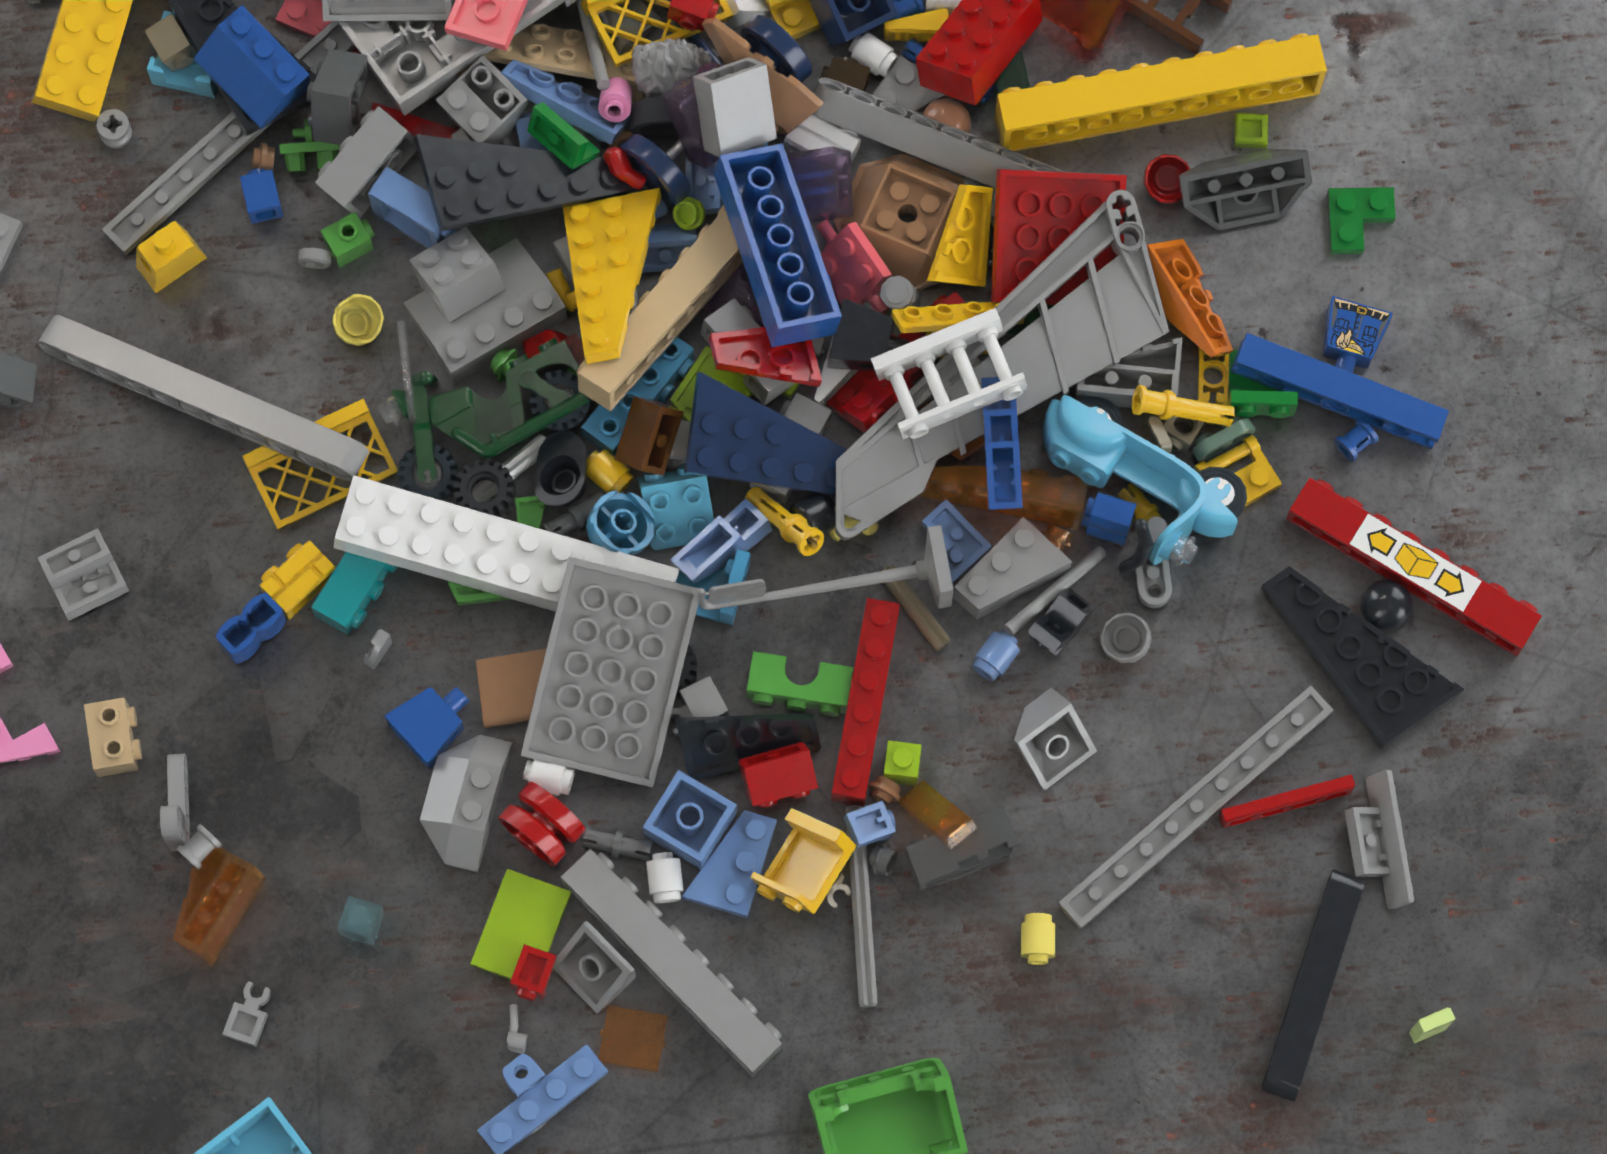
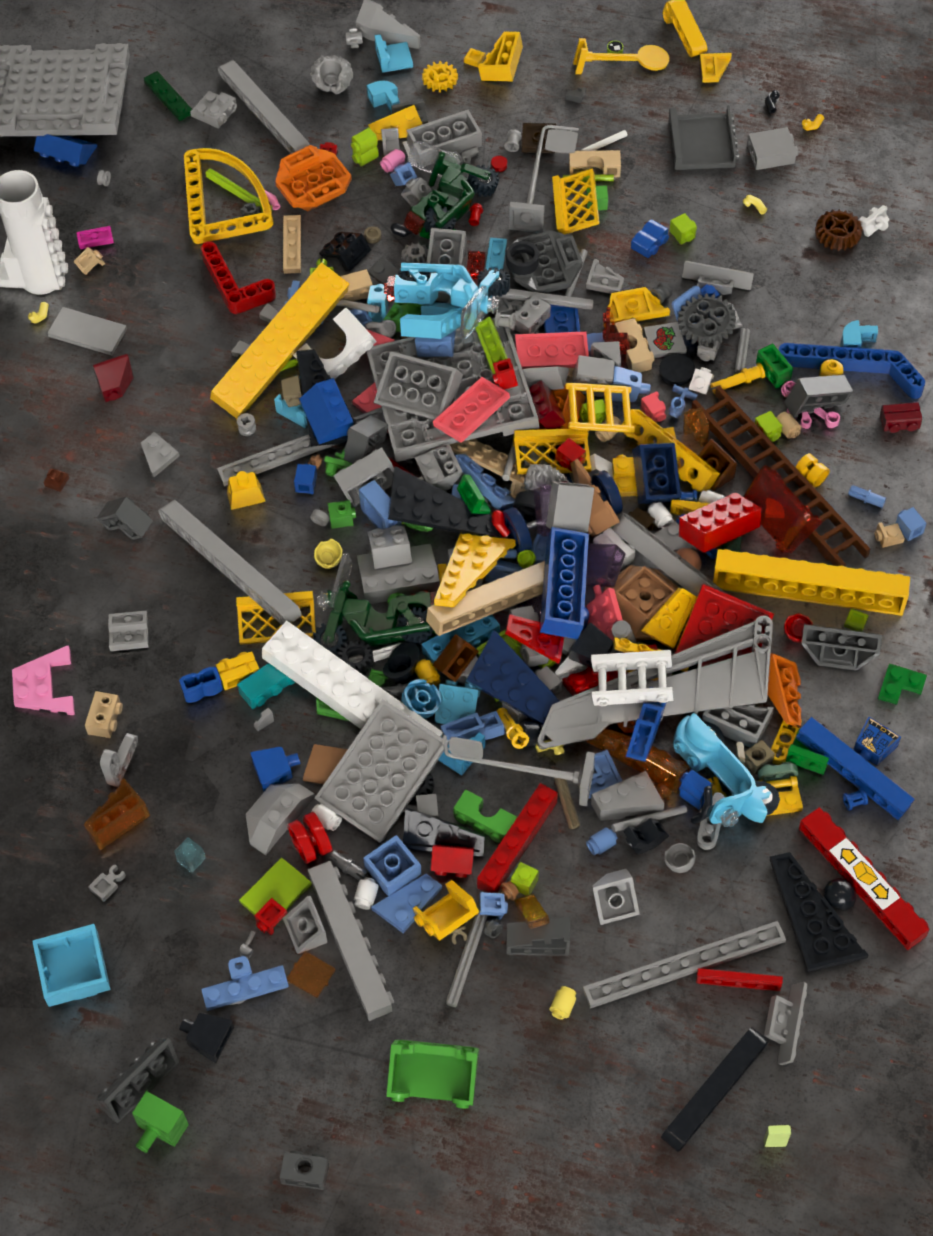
camera: 25 degrees right, 15 degrees down
(199, 846) = (119, 780): light grey bush -> none
(616, 101) = (510, 489): bright pink brick -> none
(1166, 405) = (751, 738): yellow pin -> none

